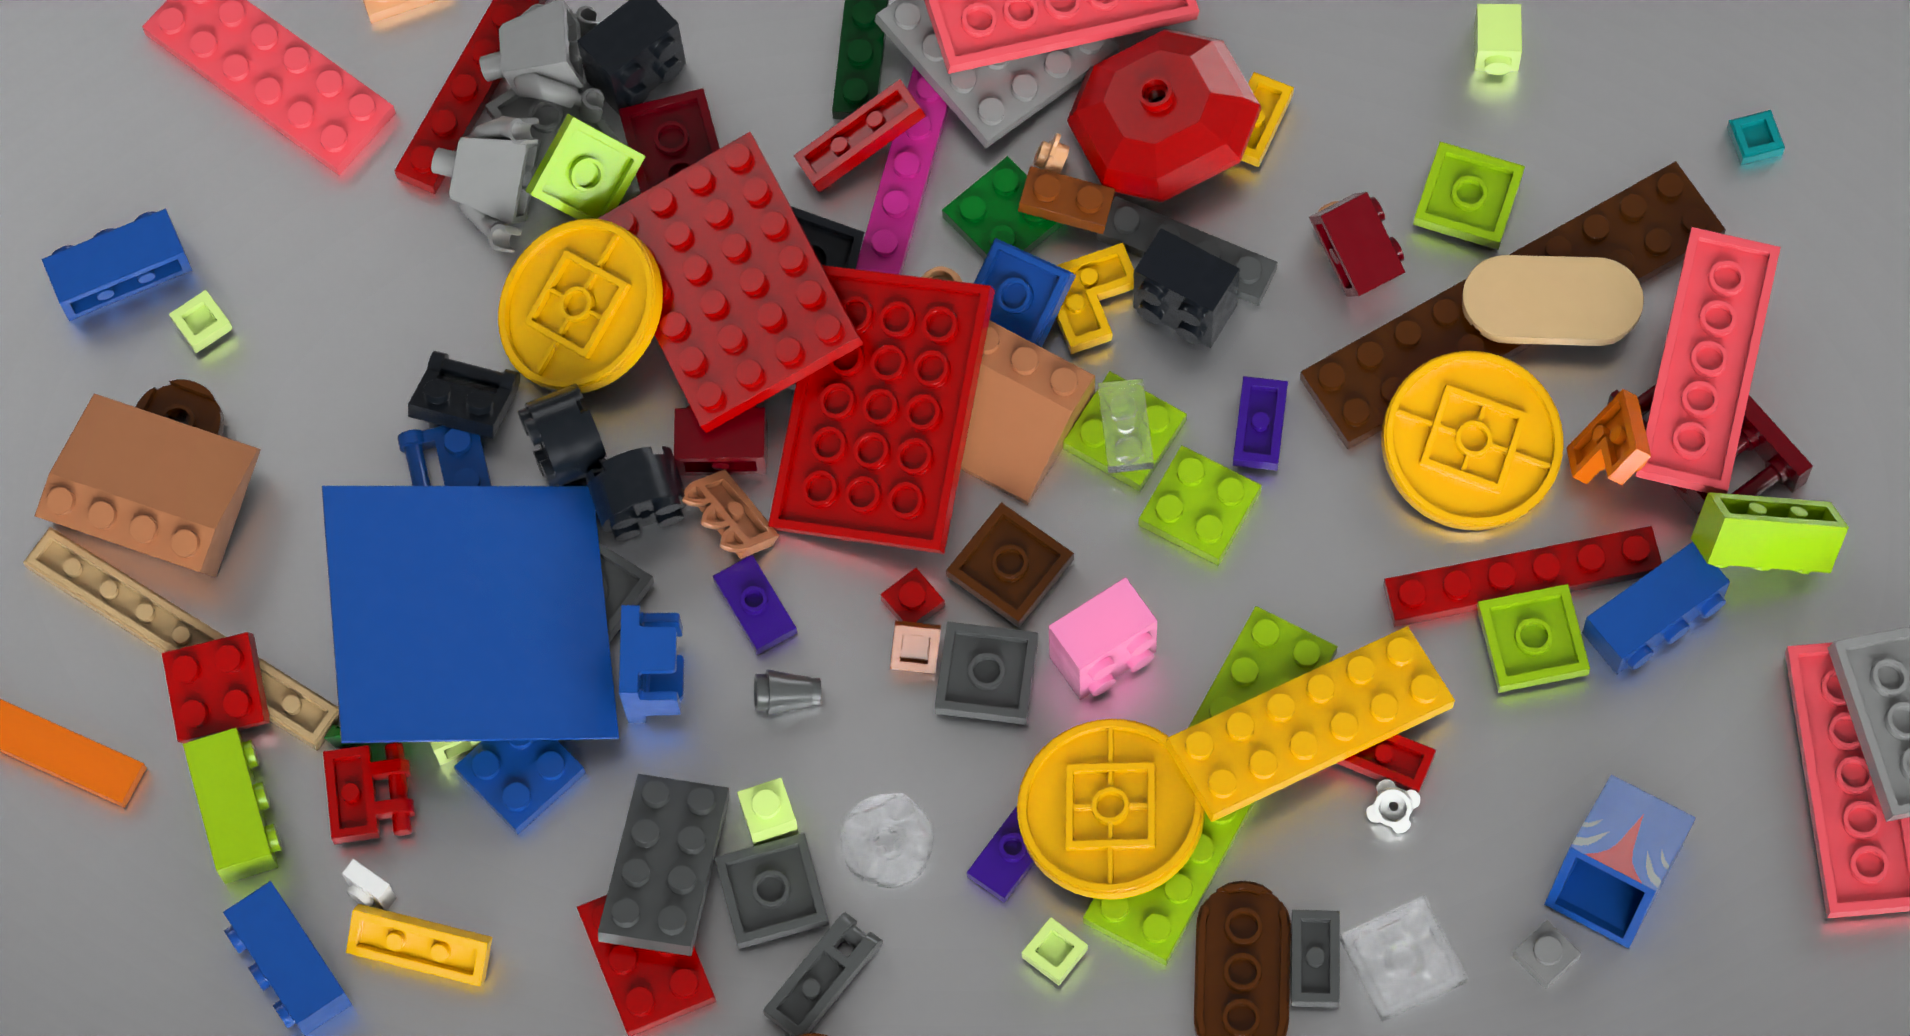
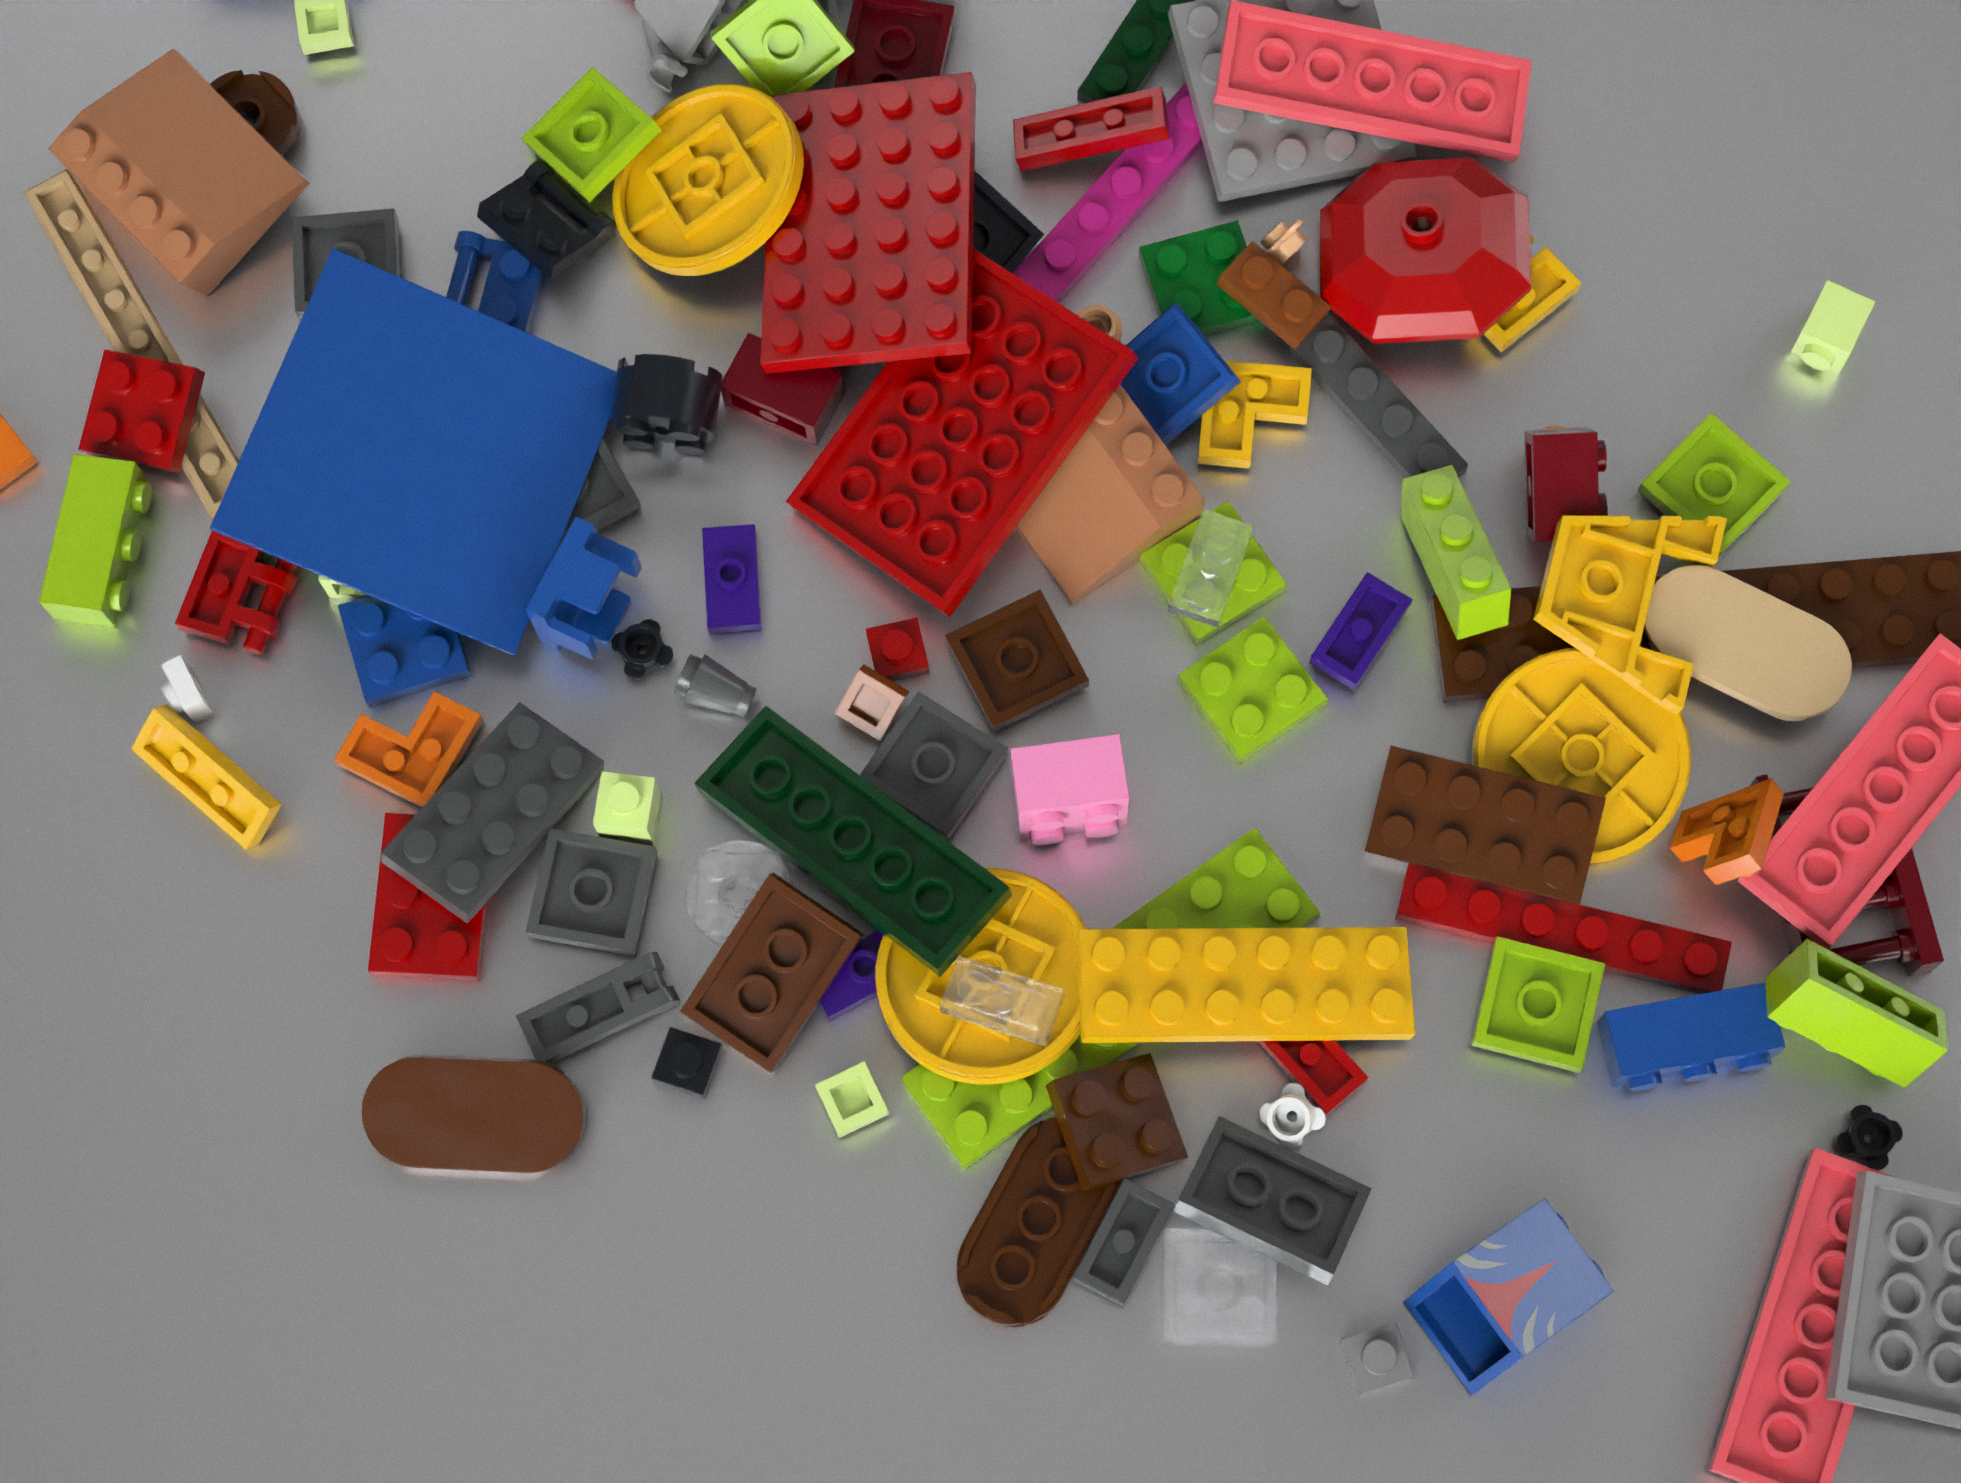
camera: 25 degrees right, 5 degrees up
(285, 960) = (66, 727): blue brick -> none
(297, 495) = (361, 234): none -> dark grey plate
(466, 312) = (591, 134): none -> lime plate
(565, 436) = (621, 308): black brick -> none
(581, 859) = (413, 764): none -> orange plate
(710, 677) = (646, 634): none -> black plate
(730, 513) = (753, 469): nougat plate -> none
(912, 985) = (687, 1063): none -> black plate
(946, 883) = (771, 972): none -> reddish brown plate
(956, 754) = (853, 840): none -> dark green plate
(1135, 819) = (1002, 1000): none -> clear plate
(1185, 288) = (1350, 448): black piece -> none
(1264, 871) = (1116, 1121): none -> reddish brown plate
(1303, 330) = (1455, 552): none -> lime brick
(1411, 872) = (1272, 1200): none -> dark grey plate
(1427, 522) = (1485, 824): none -> reddish brown plate
(1428, 309) = (1602, 589): none -> yellow wing
(1829, 610) = (1885, 1134): none -> black plate

